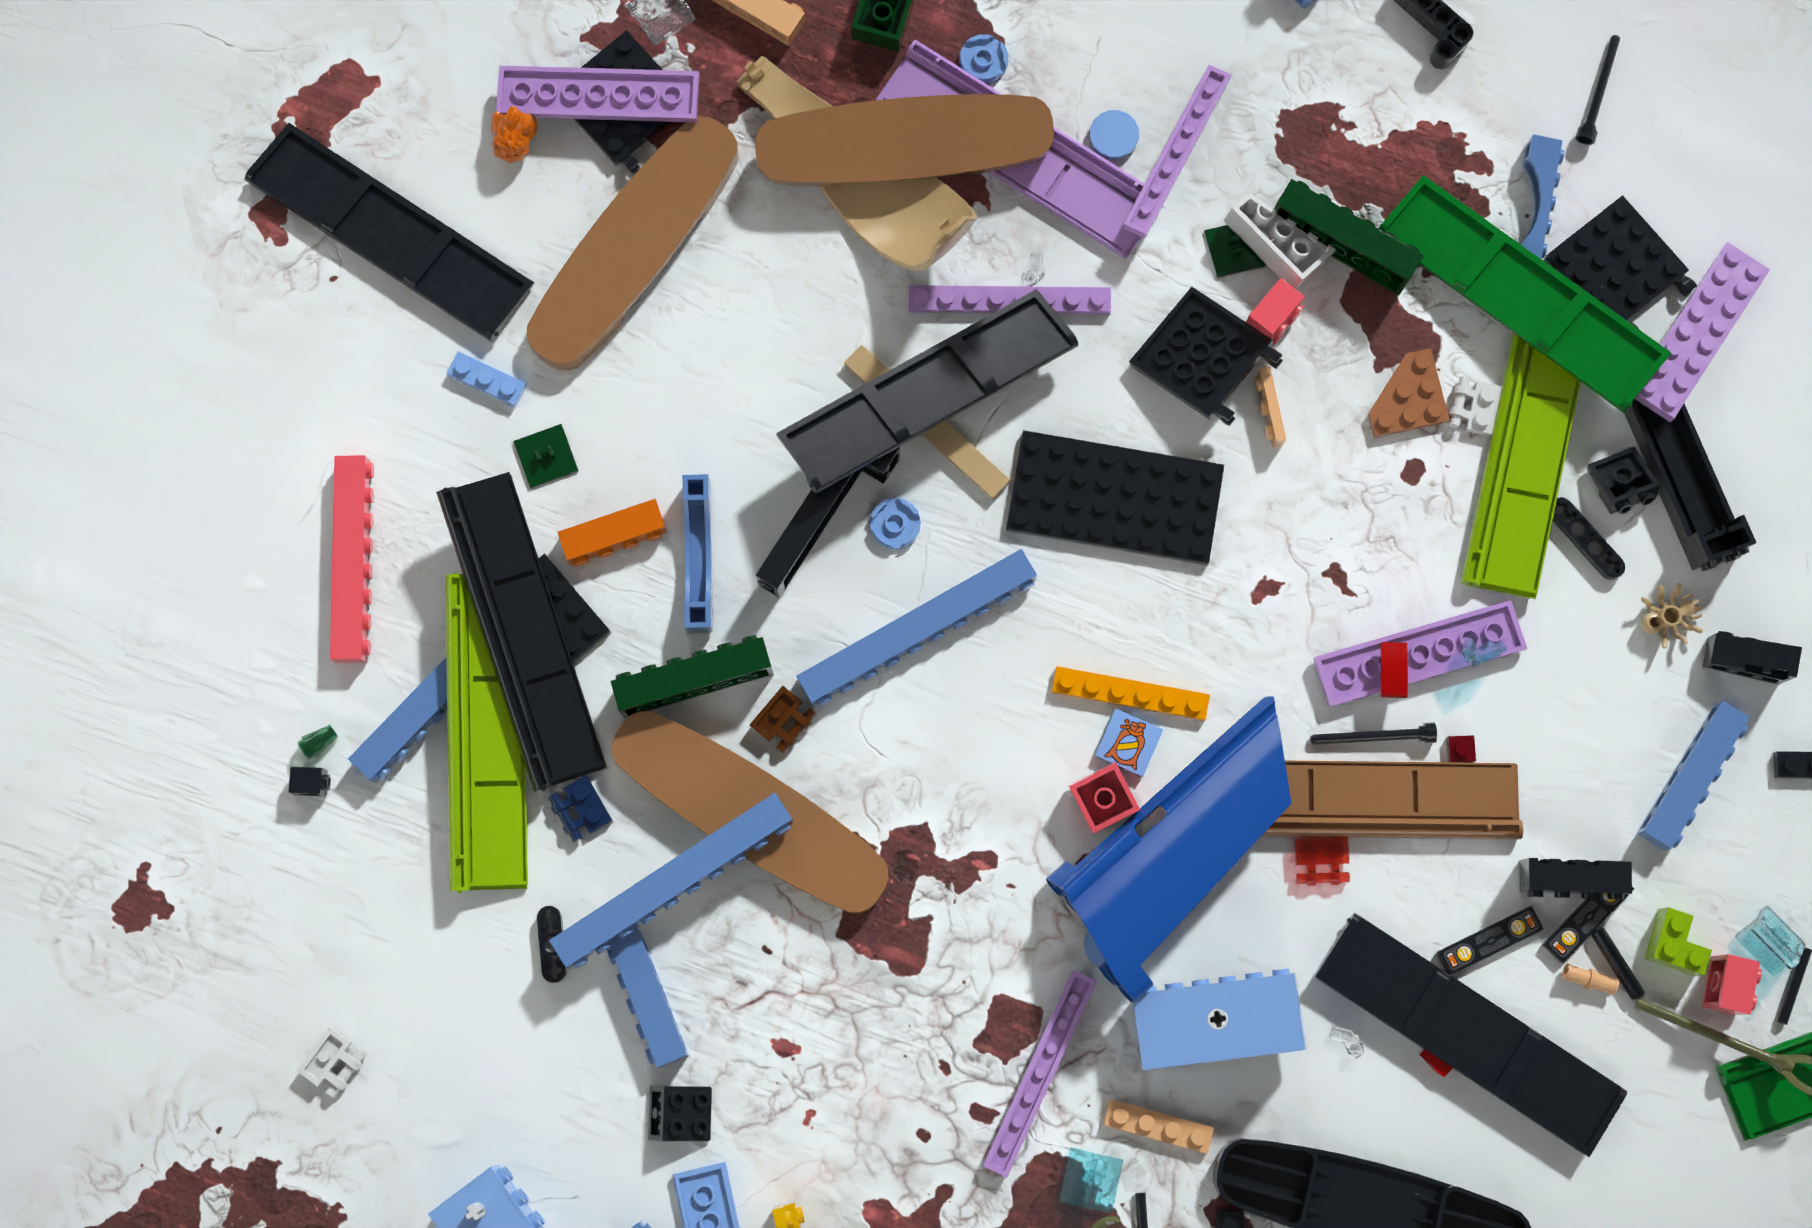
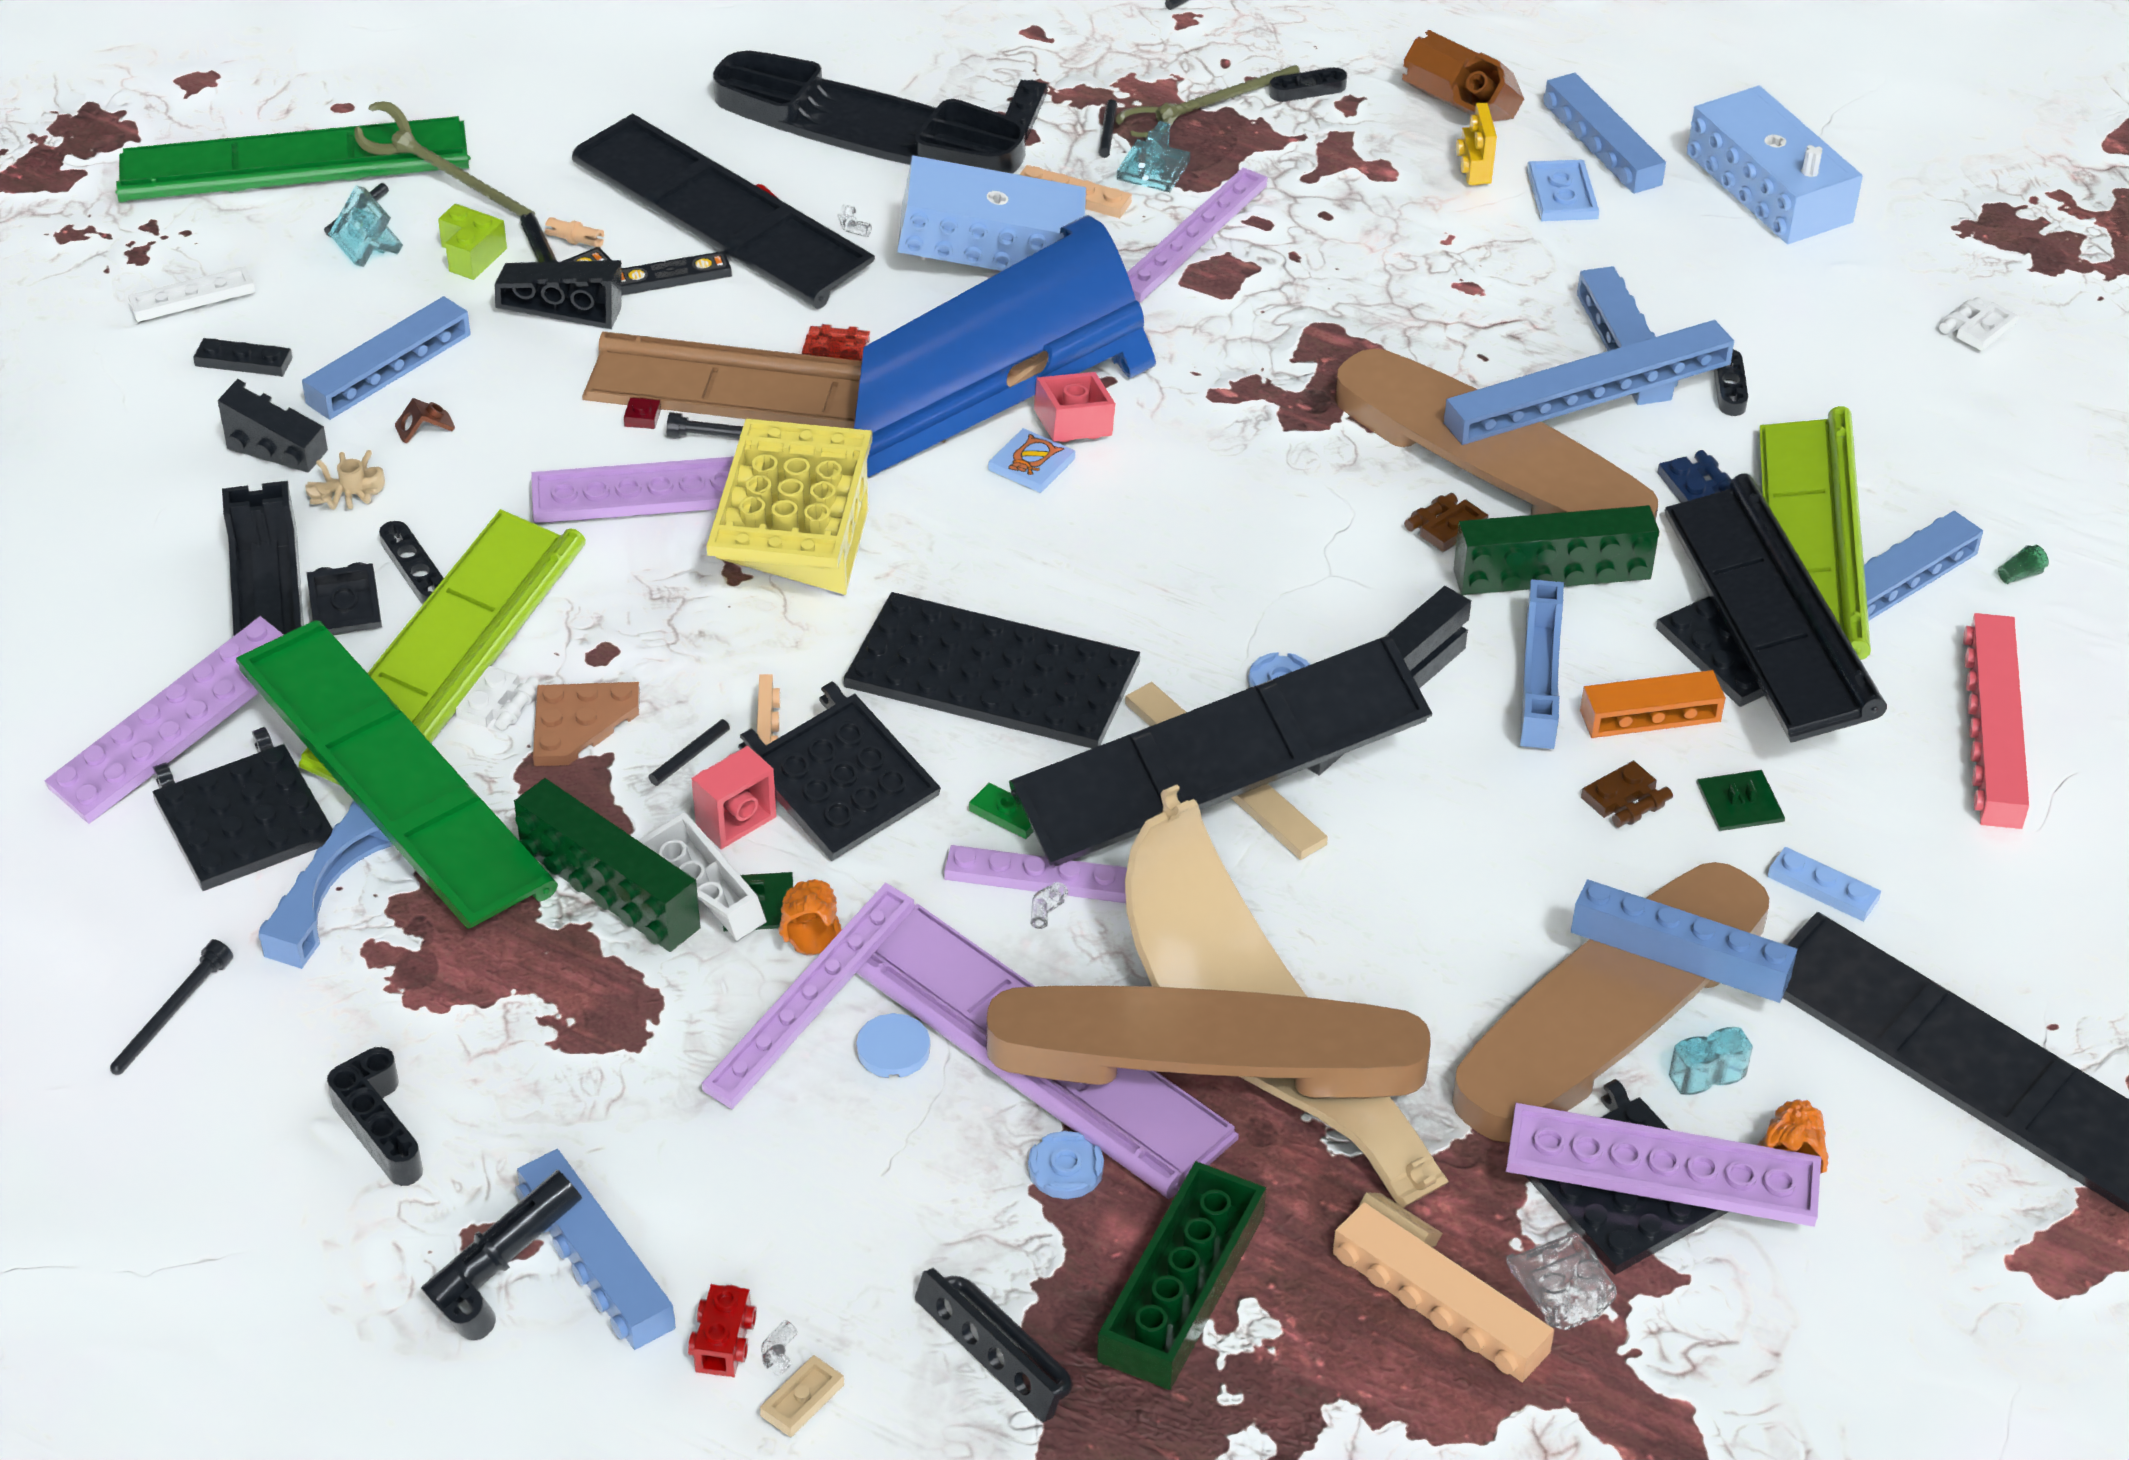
camera: 170 degrees left, 35 degrees down
(309, 781) = (2029, 527): black brick -> none
(563, 197) = (1710, 1060): none -> clear light blue brick
(587, 267) = (1683, 940): none -> medium blue brick
(635, 447) = (1620, 789): none -> reddish brown plate
(680, 1113) = (1594, 238): black bracket -> none
(764, 41) = (1403, 1218): none -> tan plate
(917, 627) = (1268, 575): medium blue brick -> none
(1083, 359) = (1001, 809): none -> green plate
(1130, 693) = (1019, 499): light orange plate -> none
(1194, 220) = (809, 917): none -> orange hair
(1304, 600) = (795, 502): none -> light yellow wedge
(1319, 376) = (689, 752): none -> black bar
(1394, 670) = (700, 461): red slope -> none
(1487, 652) = (587, 459): clear light blue bracket -> none
(1633, 706) = (422, 412): none -> copper bracket
(1731, 985) = (426, 195): coral brick -> none

